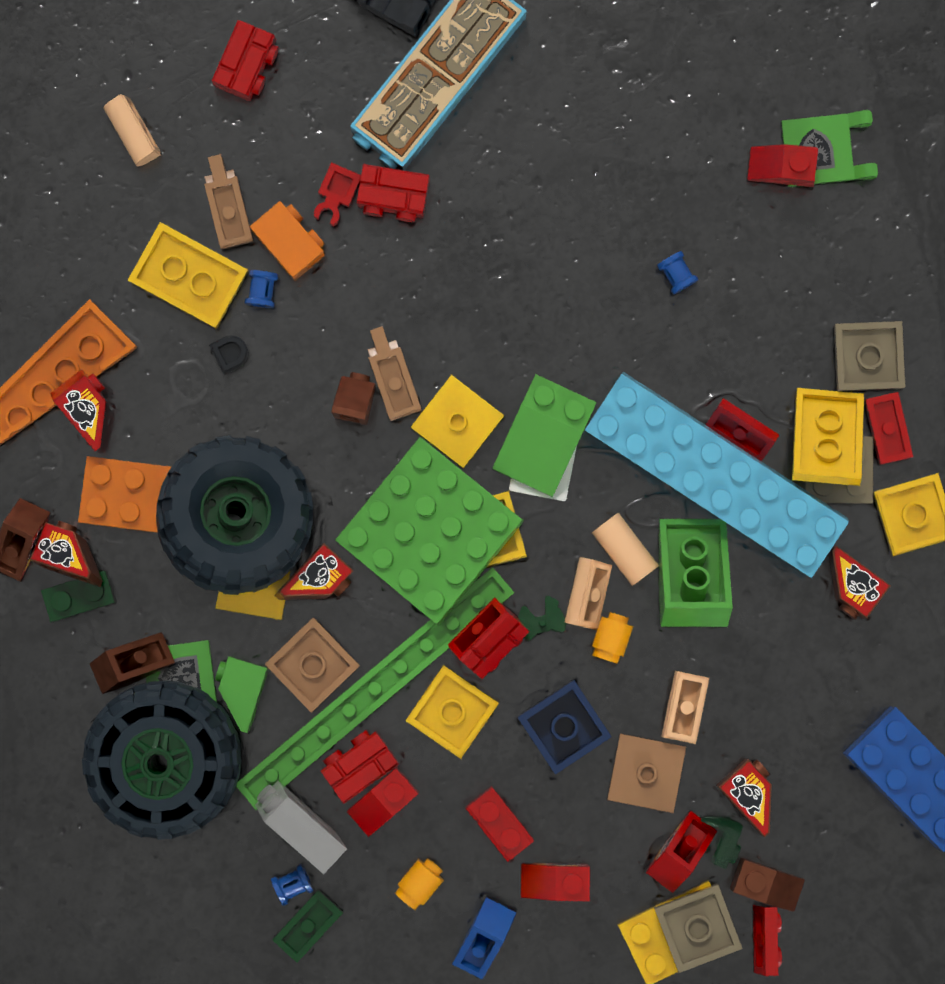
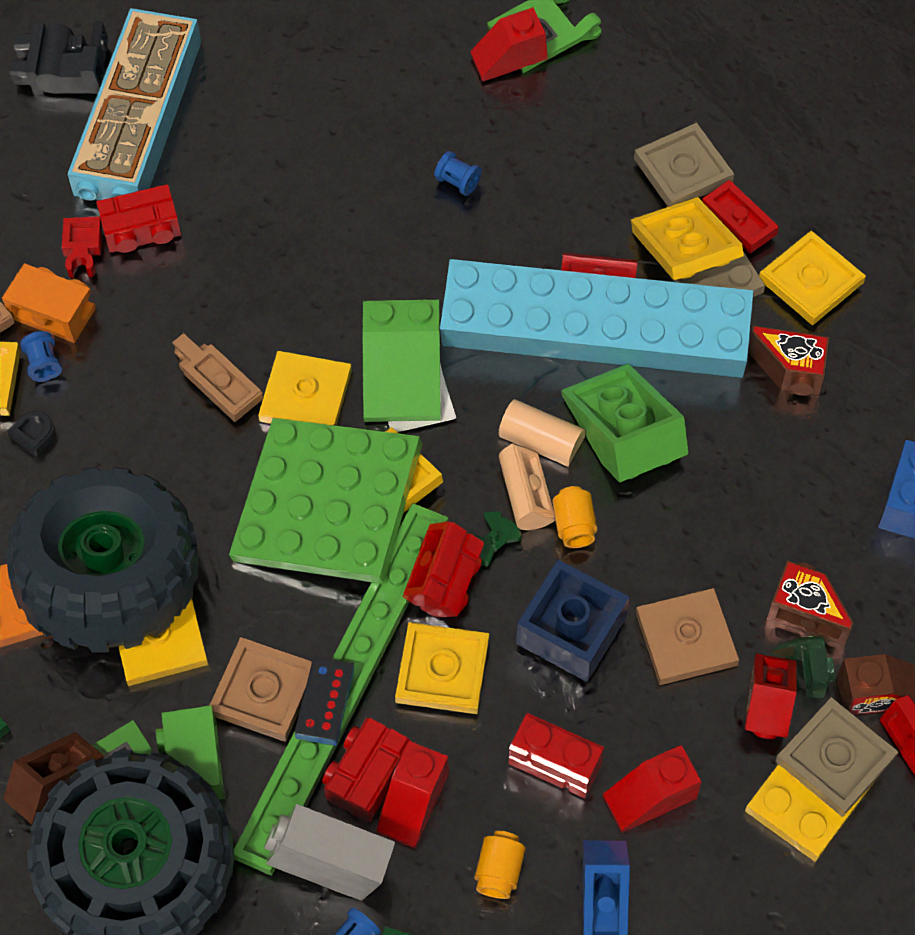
camera: 25 degrees left, 25 degrees down
(317, 577) = (225, 594): slope -> none
(351, 702) = (324, 701): none -> black tile
(354, 398) = (186, 413): copper slope -> none
(685, 707) = (690, 549): light nougat brick -> none

